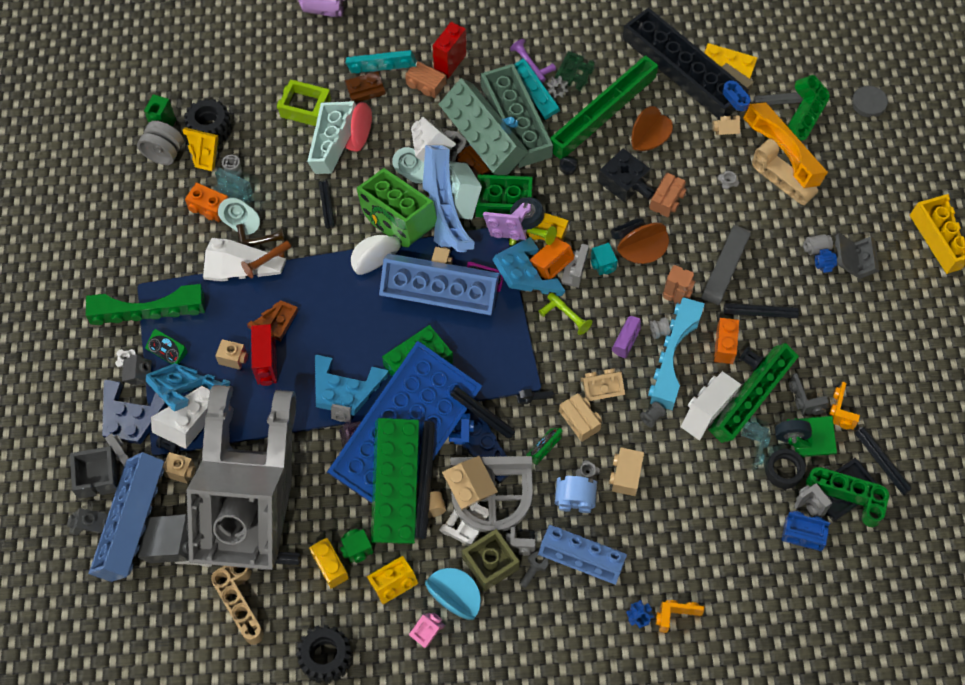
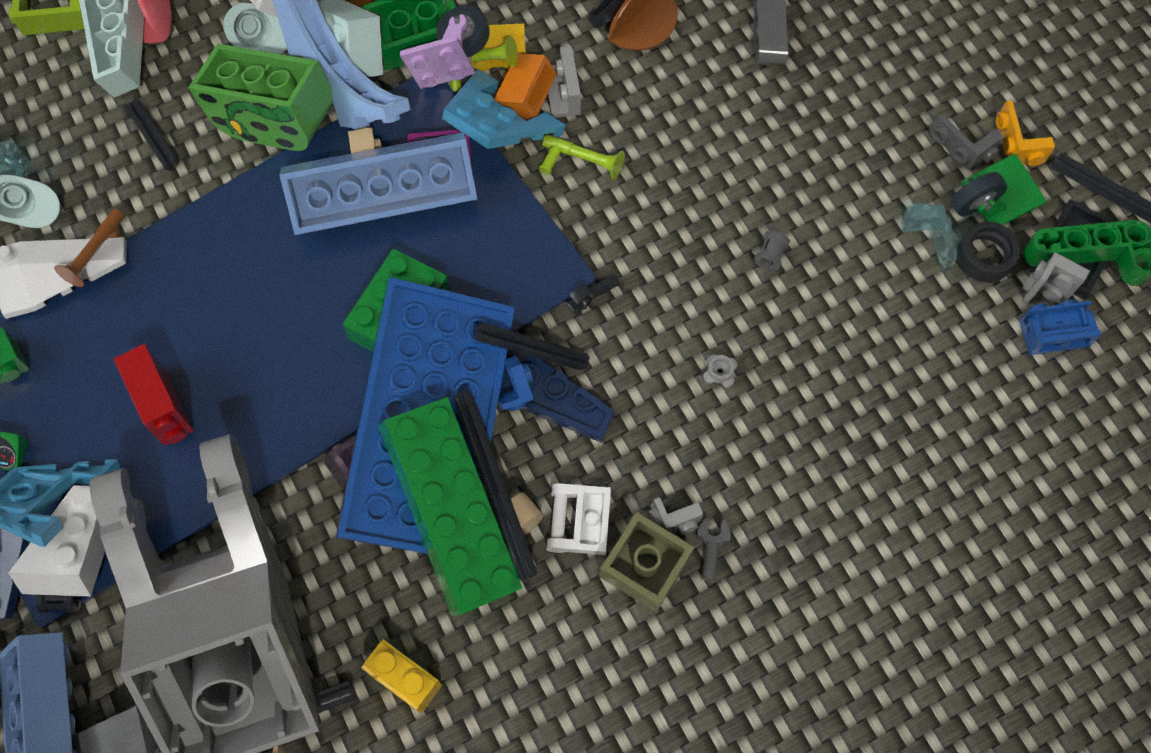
camera: 25 degrees left, 5 degrees up
(179, 468) = (92, 630): tan brick -> none
(231, 354) = (101, 416): tan brick -> none
(278, 236) = (97, 208): dark brown piece -> none
(279, 317) = (154, 327): dark orange wing -> none
(341, 413) = (317, 428): light grey bracket -> none
(342, 390) = (305, 404): dark azure wing -> none
(355, 546) = (431, 630): green brick -> none
(371, 251) = (256, 177): white piece -> none
(392, 579) = (511, 657): yellow bracket -> none
(426, 629) = (599, 710): bright pink bracket -> none
(455, 592) = (616, 635): medium azure piece -> none
(469, 482) = (565, 460): tan slope -> none
(500, 466) = (582, 423): light grey window -> none
(545, 445) = (640, 357): green slope -> none
(575, 493) = (723, 409): light blue brick -> none
(580, 417) = (673, 295): tan brick -> none
(582, 554) = (775, 494): medium blue brick -> none
(603, 259) = (598, 60): teal brick -> none
(603, 385) = (683, 237): tan bracket -> none
(627, 336) = (682, 155): medium lavender brick -> none
(628, 471) = (778, 346): tan brick -> none
(640, 614) = (898, 546): blue gear -> none
(660, 328) = (722, 126): light grey wheel -> none
(667, 386) = (771, 202): medium azure arch -> none
(673, 606) = (931, 531): light orange bracket -> none
(679, 284) = (723, 55): nougat brick -> none
(709, 404) = (845, 205): white wedge -> none
(726, 341) = (822, 107): orange piece -> none
(751, 358) = (867, 119): black bush -> none
(753, 393) = (896, 165): green brick -> none
(761, 310) = (844, 49): black axle -> none

